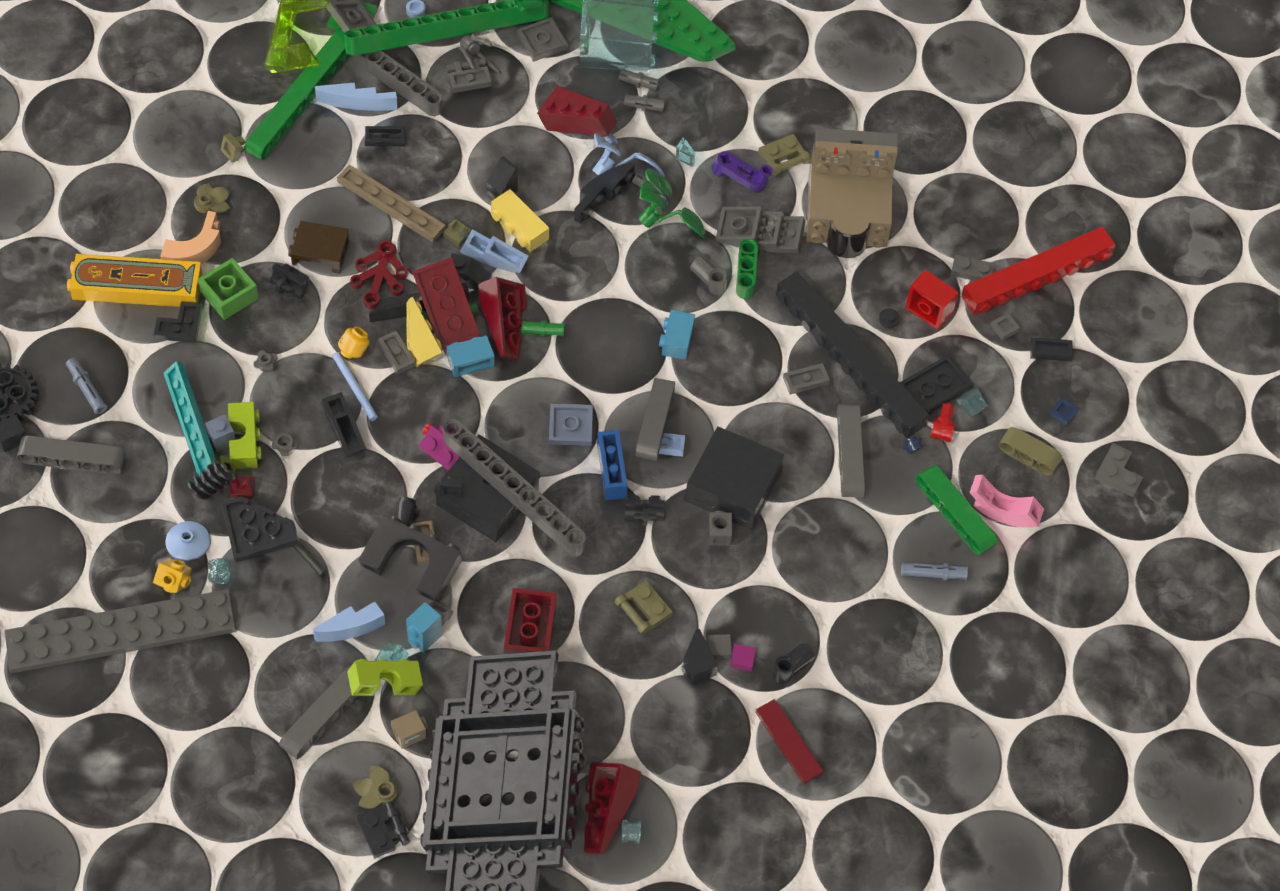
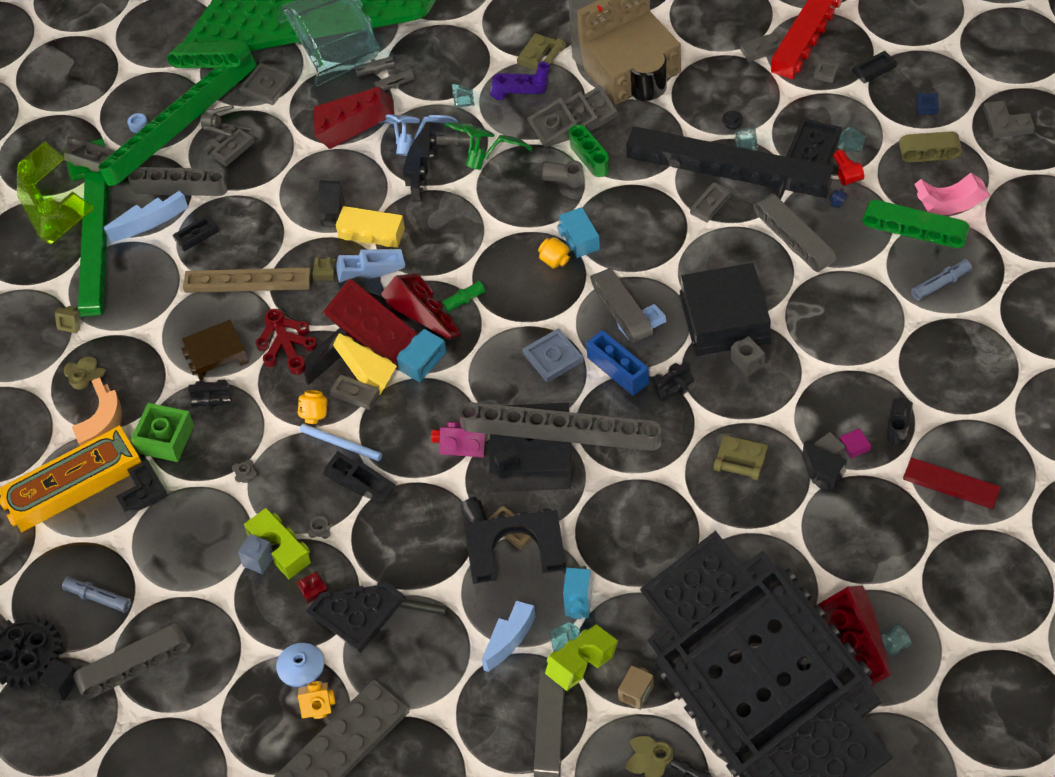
camera: 25 degrees left, 5 degrees down
(189, 416) = (219, 561): teal plate -> none
(213, 478) = (284, 594): black piece -> none
(219, 571) = (353, 669): clear light blue wheel -> none
(530, 621) = (662, 529): dark red brick -> none
(643, 338) = (554, 252): none -> yellow head
(882, 345) = (746, 139): none -> clear light blue slope
(931, 299) = (757, 83): red brick -> none

